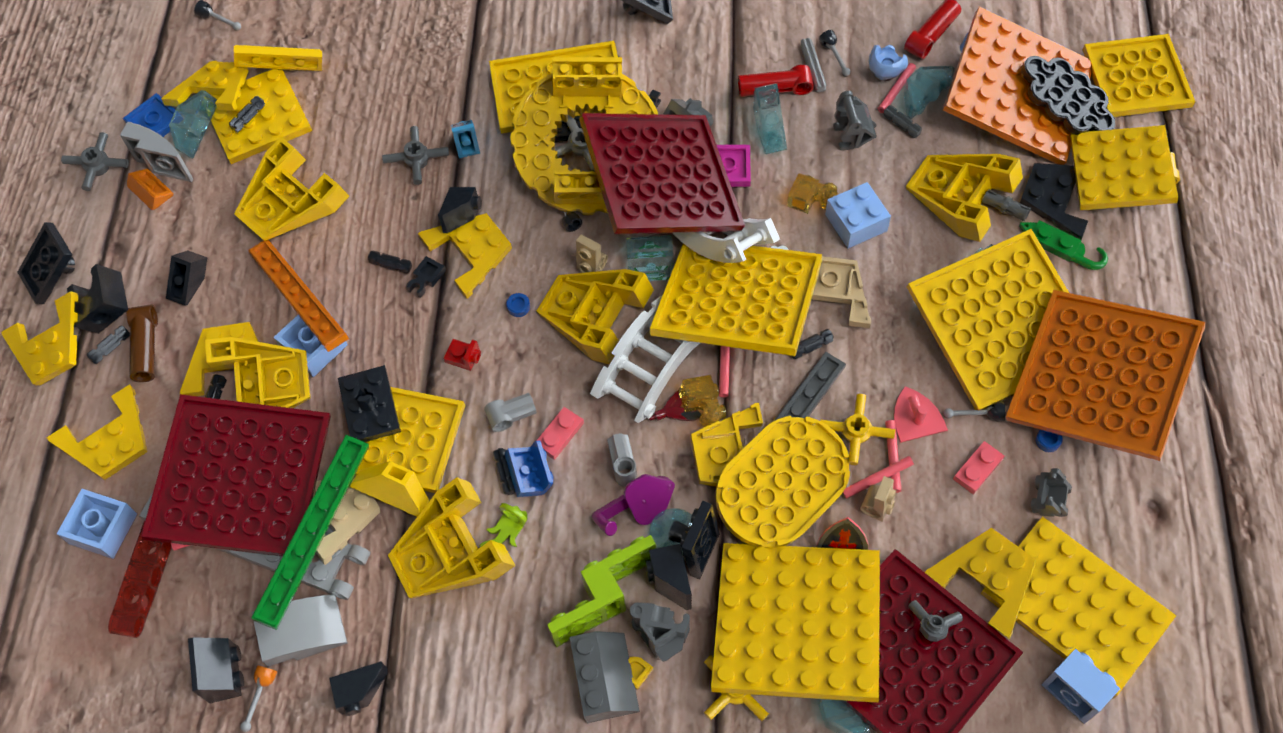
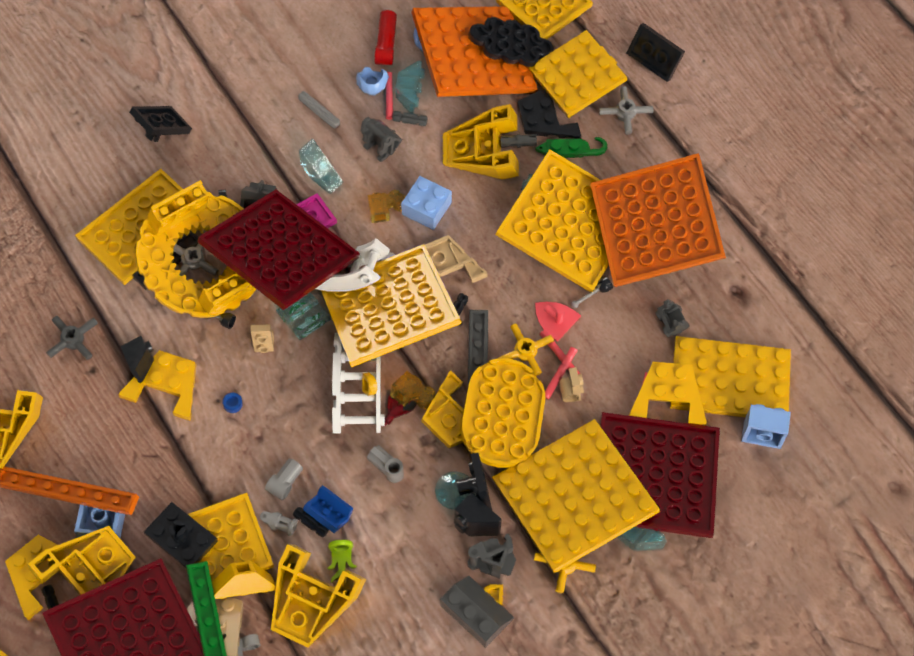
camera: 40 degrees left, 0 degrees up
(389, 261) = (112, 427): black axle -> none
(426, 274) = (148, 420): black plate -> none
(463, 354) = (219, 461): red bracket -> none
(465, 138) = (102, 303): dark azure slope -> none
(470, 448) = (275, 522): none -> light grey piece
(560, 432) = (329, 471): coral plate -> none
(587, 305) = (283, 373): yellow wedge -> none
(602, 588) = (438, 555): lime bracket -> none
(645, 498) = (421, 479): magenta piece -> none
(656, 363) = (369, 384): none -> yellow tile
(724, 371) = (410, 362): coral piece -> none
(794, 80) = (316, 127): red piece -> none
(828, 40) = (318, 85): hinge -> none
(843, 535) = (566, 423): shield -> none
(933, 626) = (659, 445): dark grey piece -> none
(978, 467) = (617, 328): coral plate -> none
(1048, 441) = (647, 286): blue tile -> none
(1155, 236) = (625, 110): none -> light grey bar
(1234, 190) = (655, 52): none -> black plate

